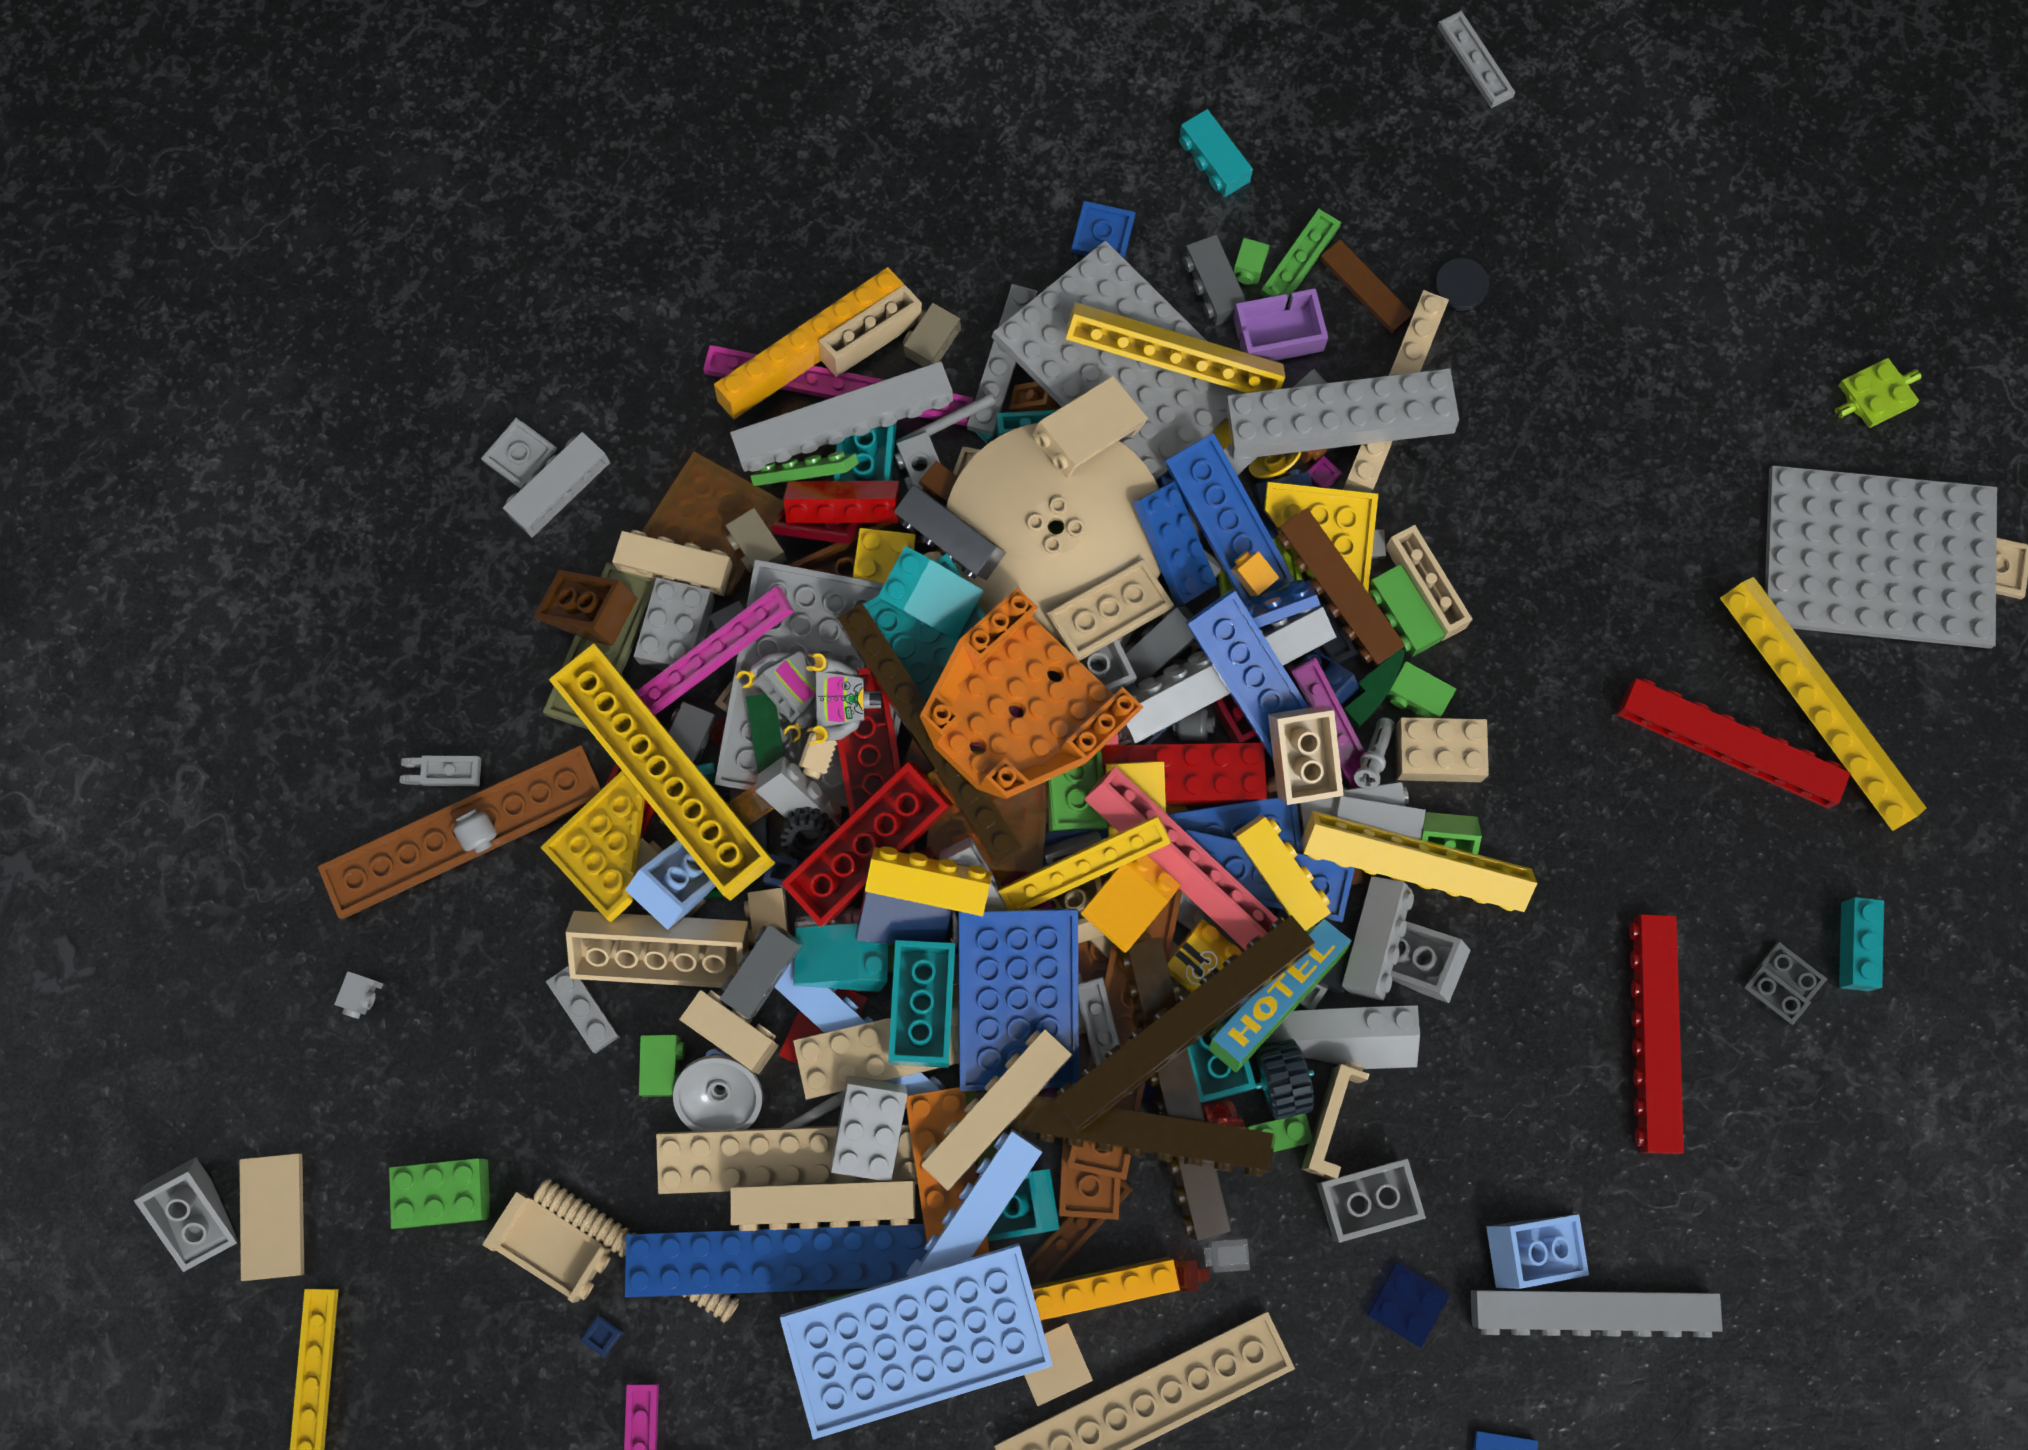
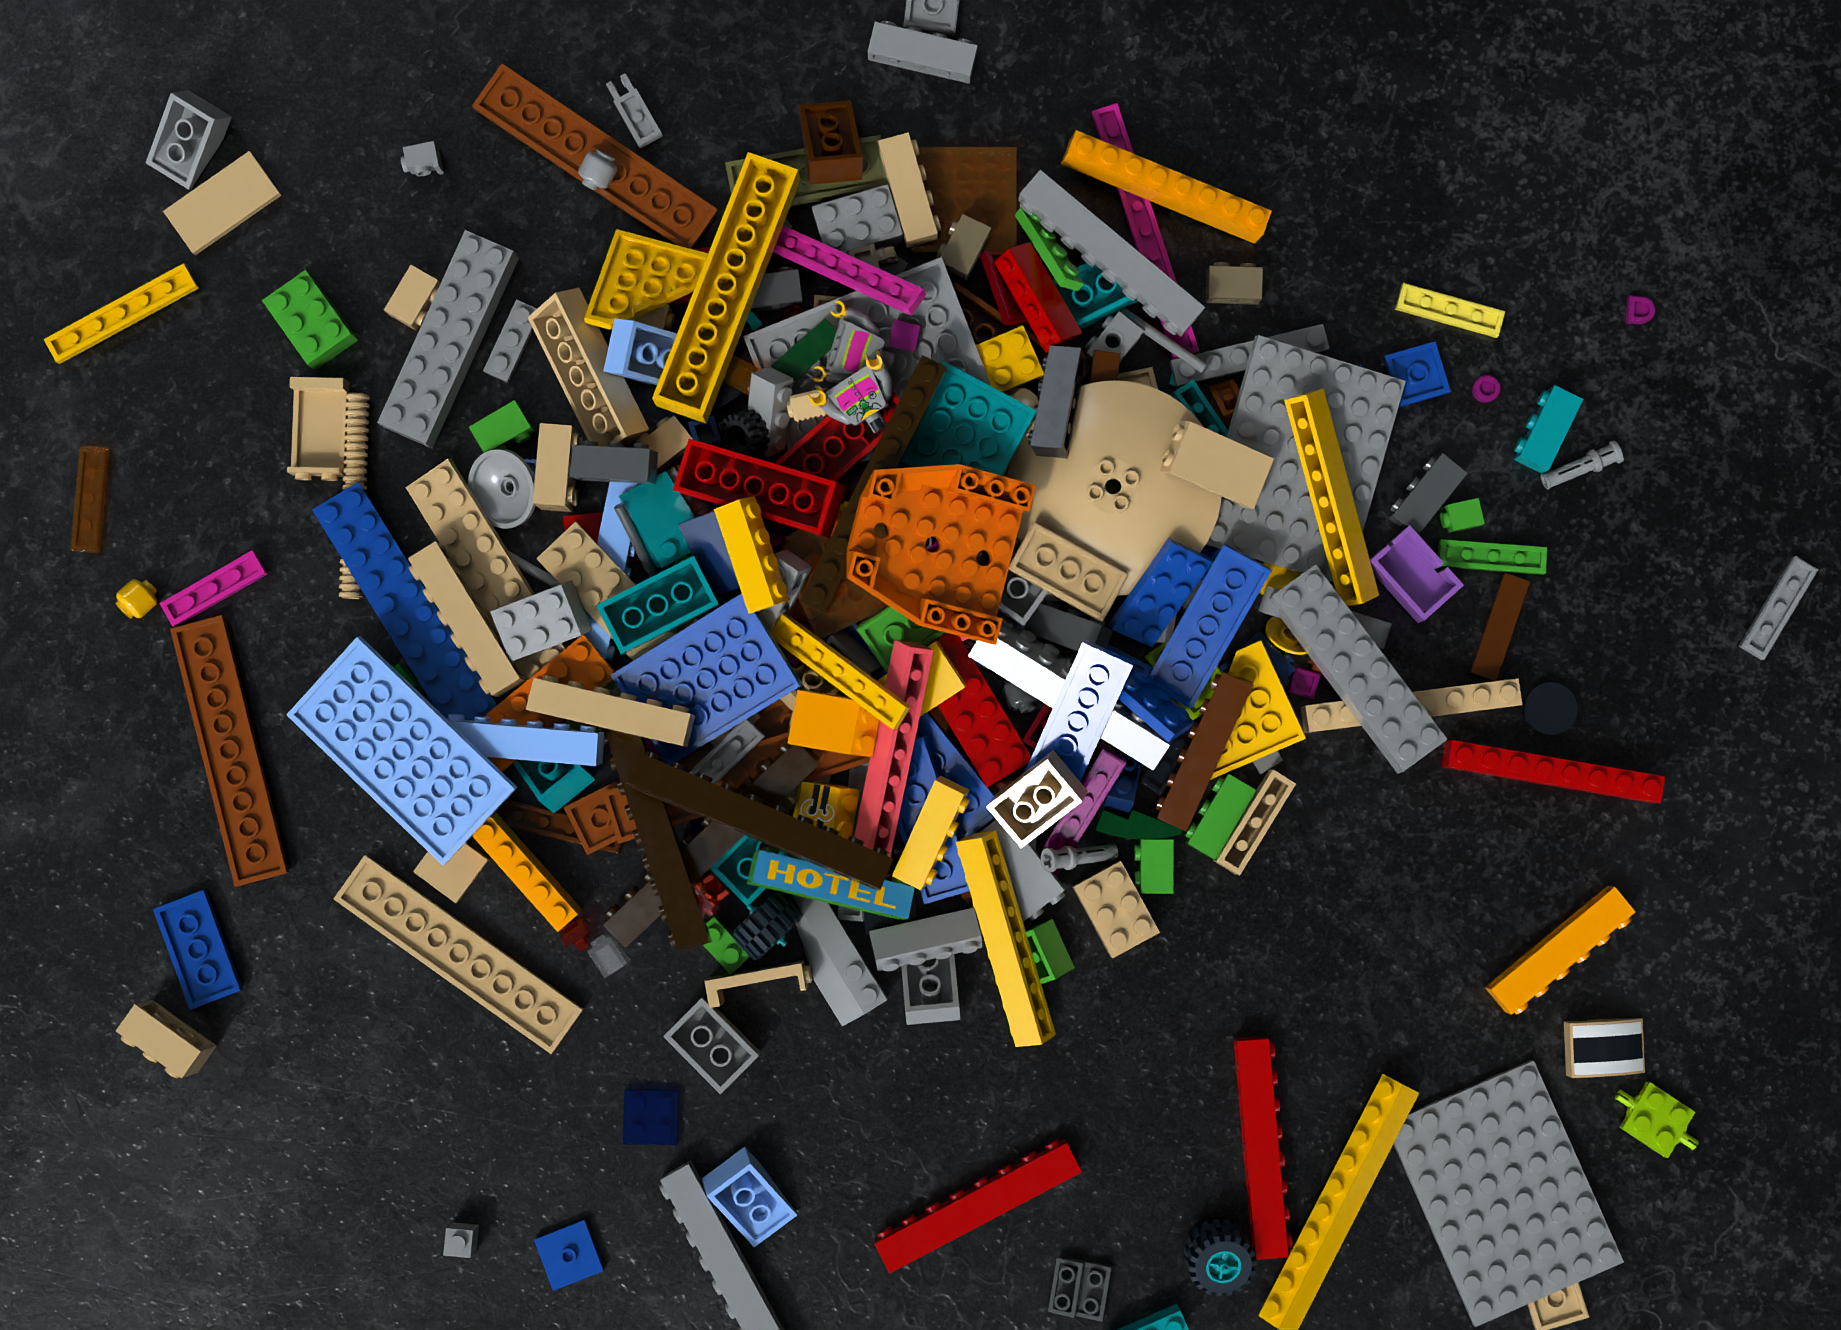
camera: 60 degrees right, 10 degrees up
(483, 1078) = (412, 298): none -> tan brick
(543, 1068) = (448, 339): none -> light grey brick
(601, 1335) = (278, 509): dark blue tile -> none
(720, 617) = (875, 258): none -> dark tan plate
(805, 634) = (904, 335): none -> magenta tile
(846, 994) = (636, 540): none -> dark grey bar
(869, 330) = (1206, 230): tan brick -> none
(930, 593) = (992, 417): teal slope -> none
(1063, 177) = (1450, 310): none -> light yellow tile
(1149, 185) = (1486, 388): none -> magenta tile
(1154, 30) = (1639, 310): none -> magenta tile
(1254, 572) = (1173, 672): light orange brick -> none
(1264, 134) = (1593, 461): none -> light grey pin
(1382, 815) = (1026, 889): light grey tile -> none
(1521, 308) = (1553, 771): none -> red brick
(1684, 390) = (1560, 950): none -> light orange brick
(1791, 402) = (1604, 1047): none -> slope
(1820, 834) = (1219, 1257): none -> black wheel

